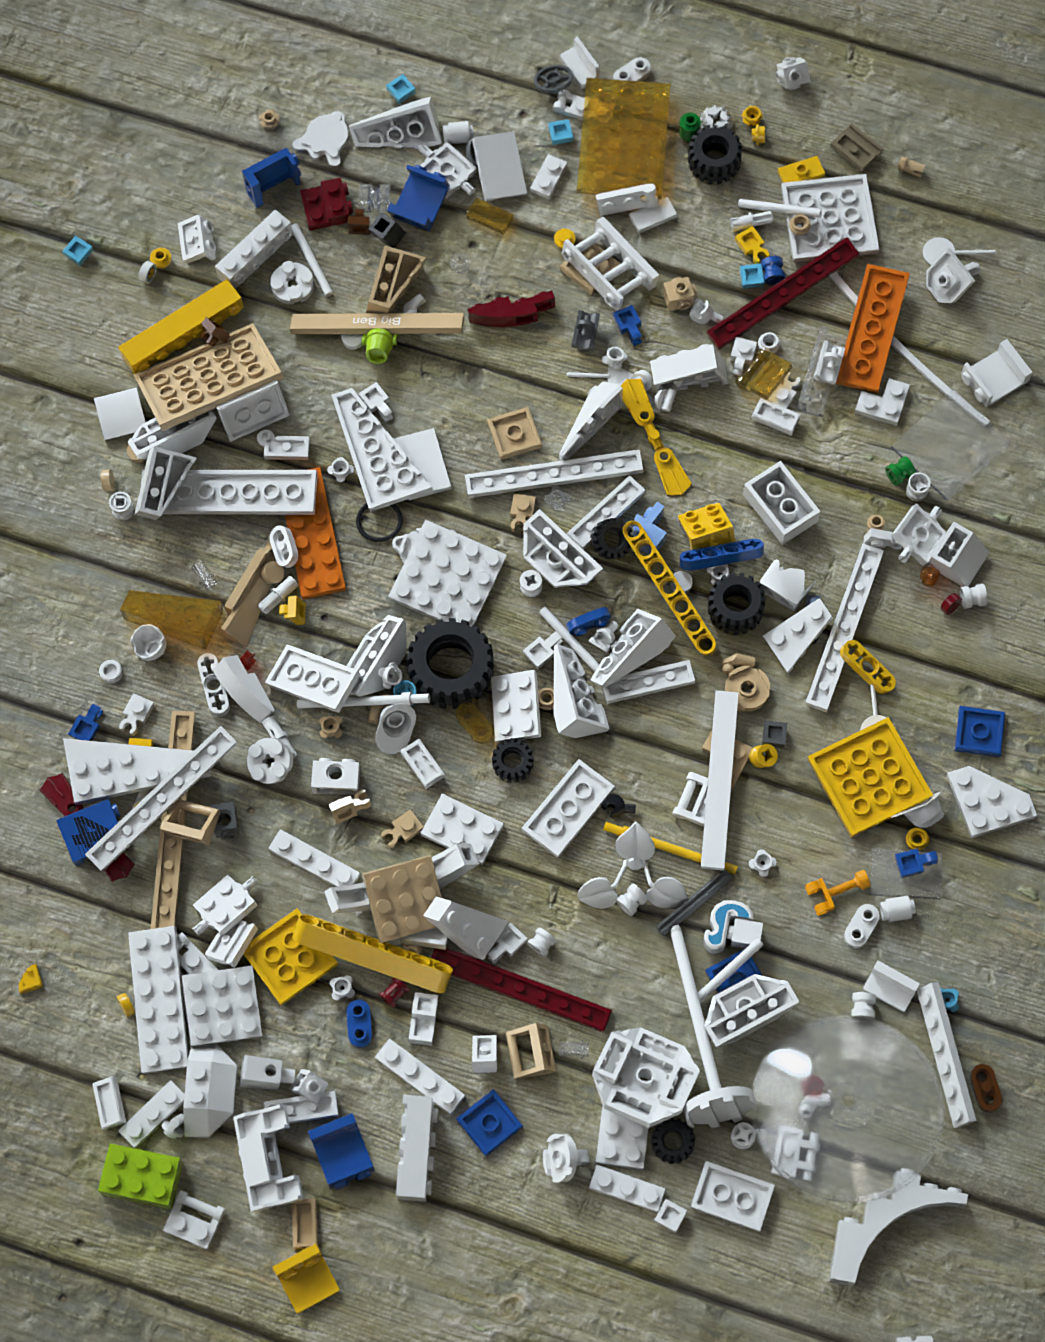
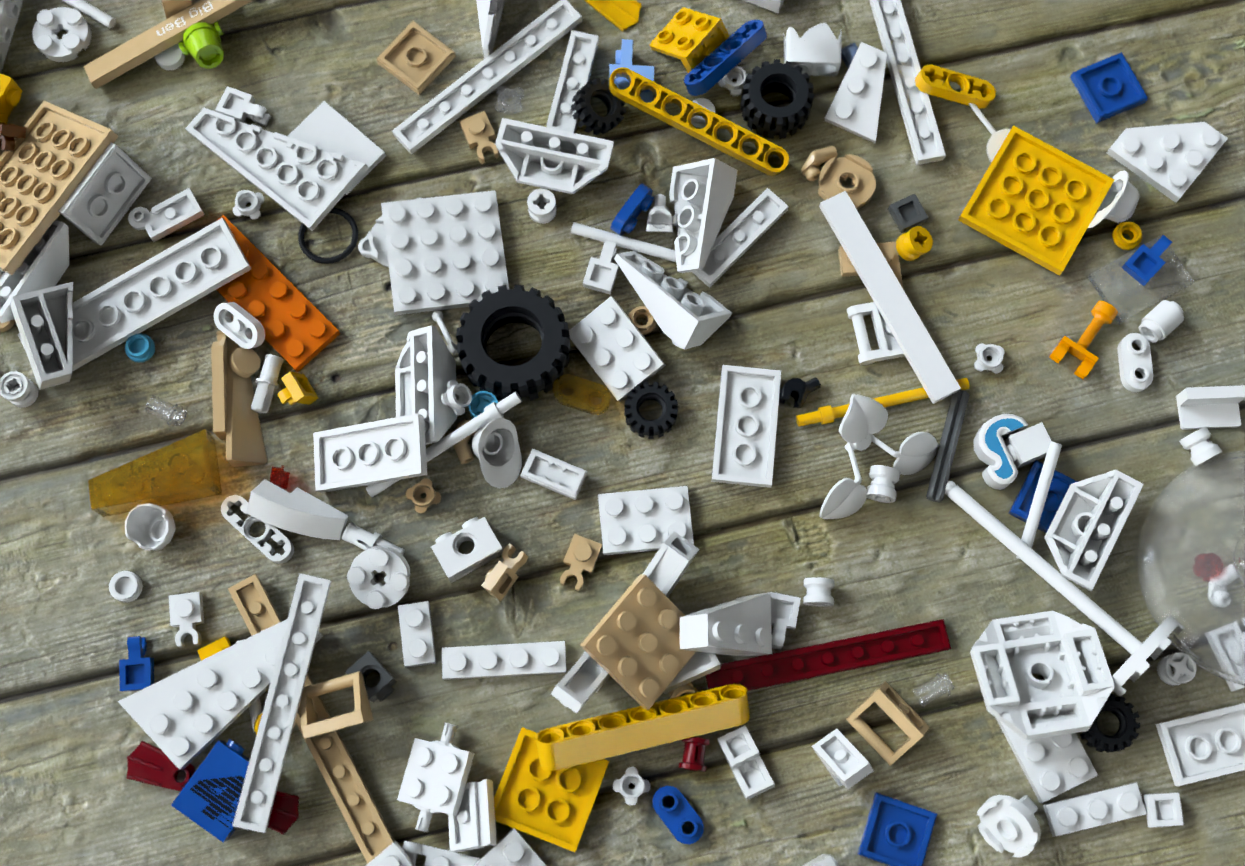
camera: 35 degrees left, 5 degrees up
(213, 524) = (139, 347): none -> medium azure plate
(270, 811) = (417, 634): none -> white plate
(415, 616) = (438, 316): none -> white hinge
(419, 1076) = (785, 831): white plate -> none

